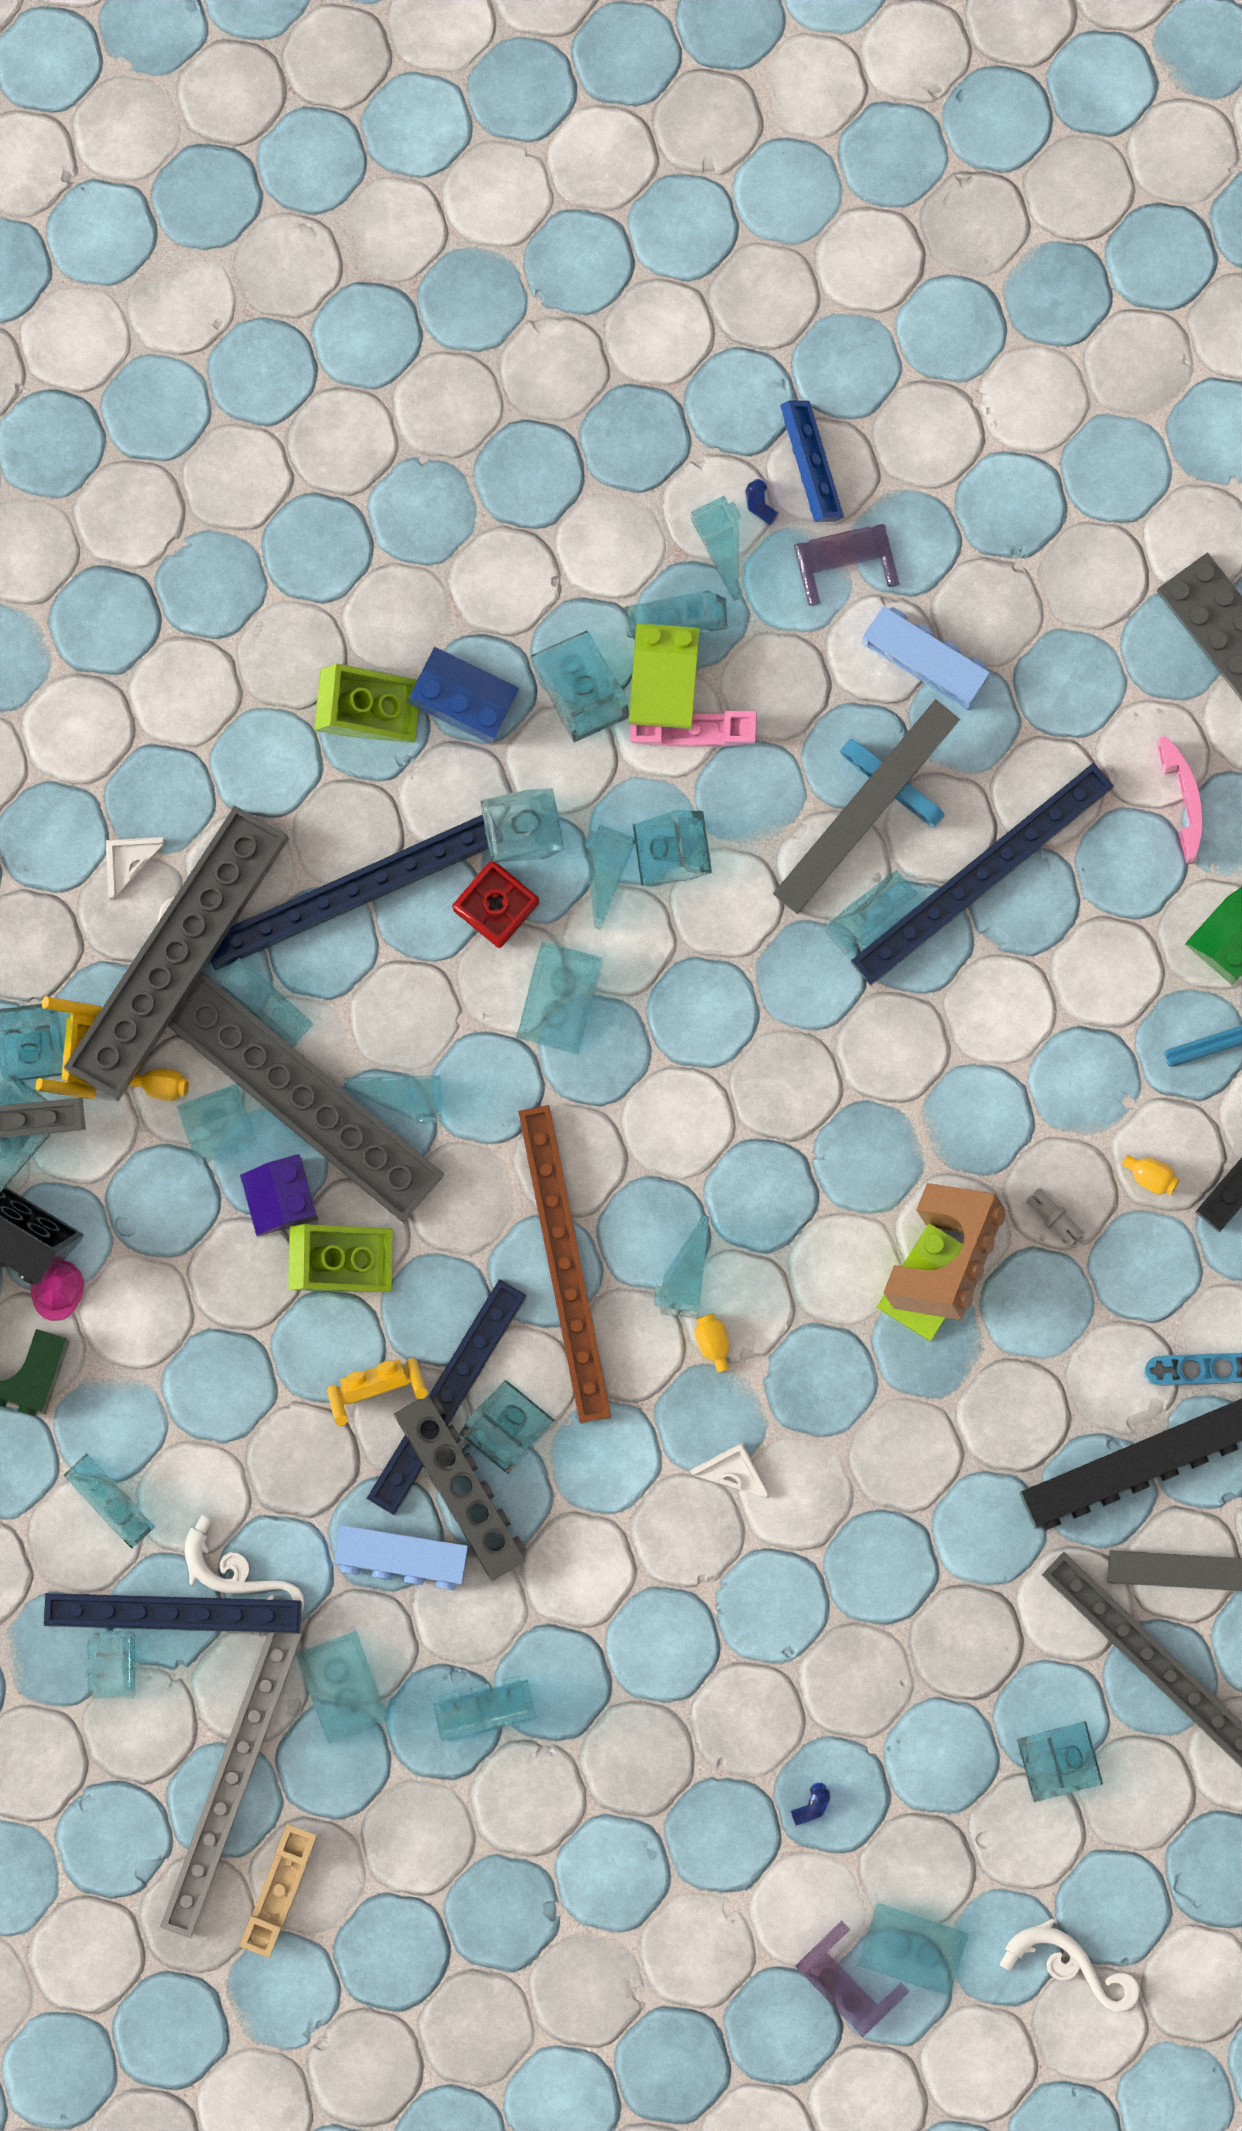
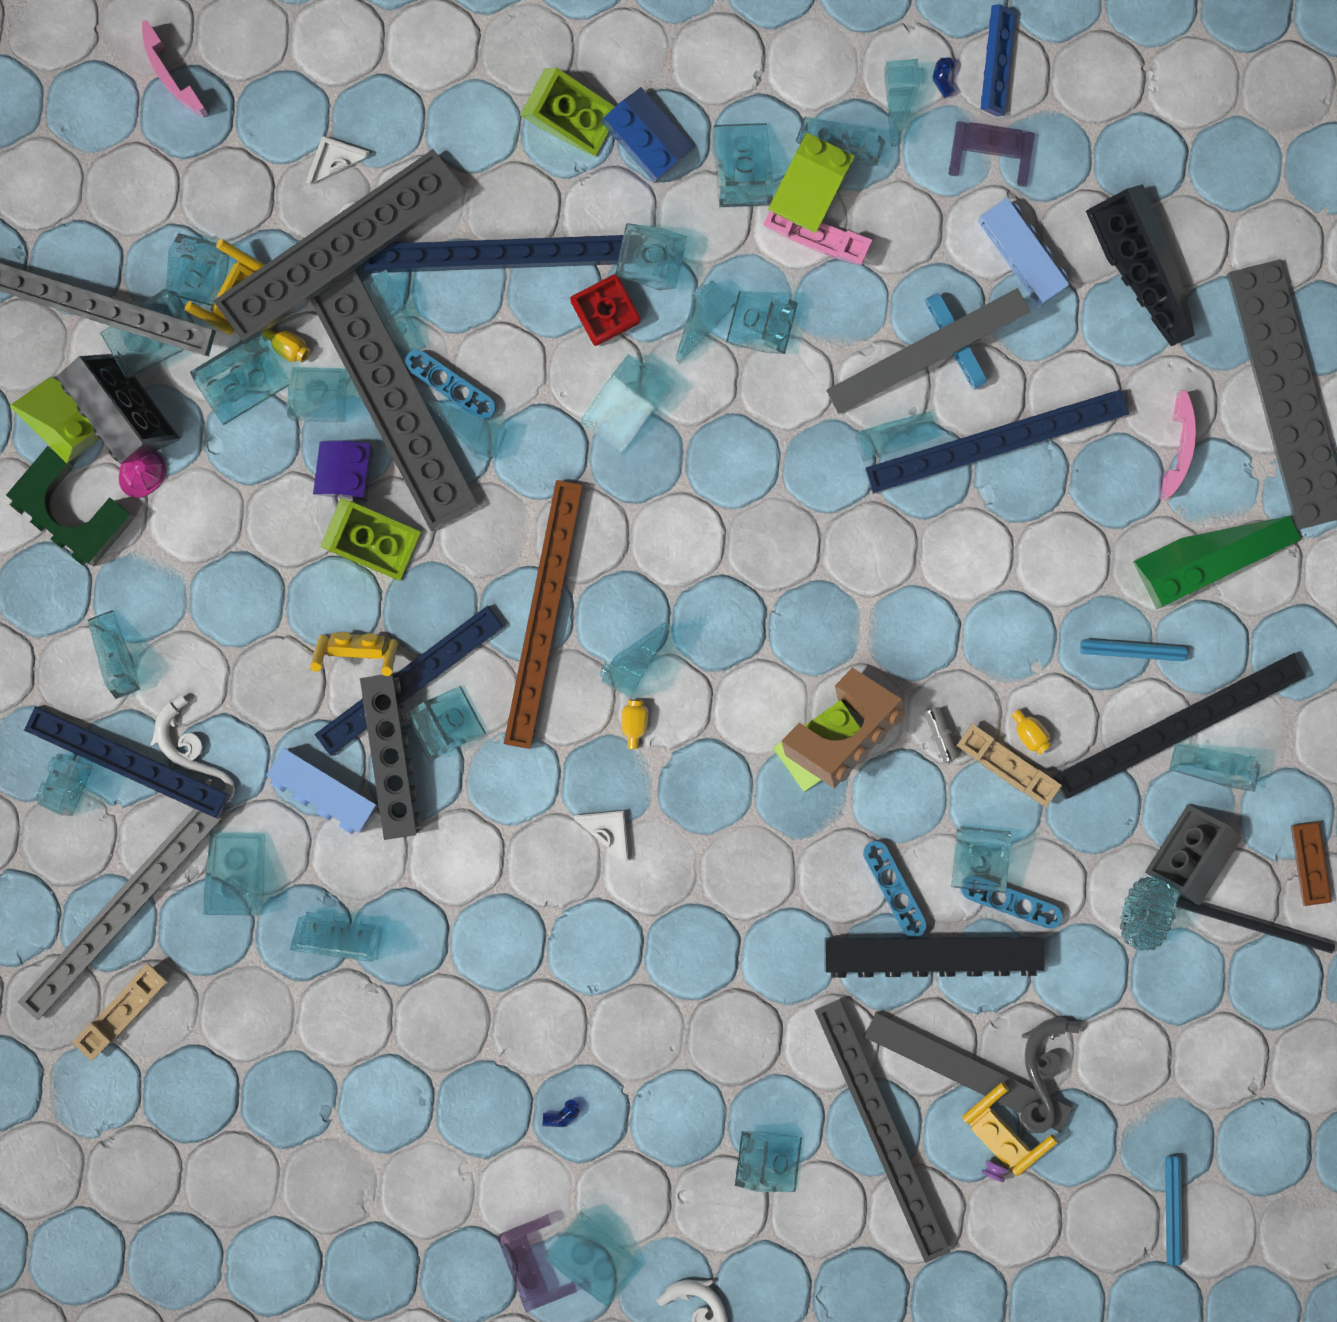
camera: 15 degrees right, 5 degrees up
(125, 1141) = (240, 378): none -> clear light blue slope
(360, 1050) = (452, 382): none -> dark azure beam
(1054, 606) = (1141, 253): none -> black wedge
(1077, 1402) = (892, 890): none -> dark azure beam
(1141, 1221) = (1008, 766): none -> tan slope
(1154, 1334) = (981, 859): none -> clear light blue slope

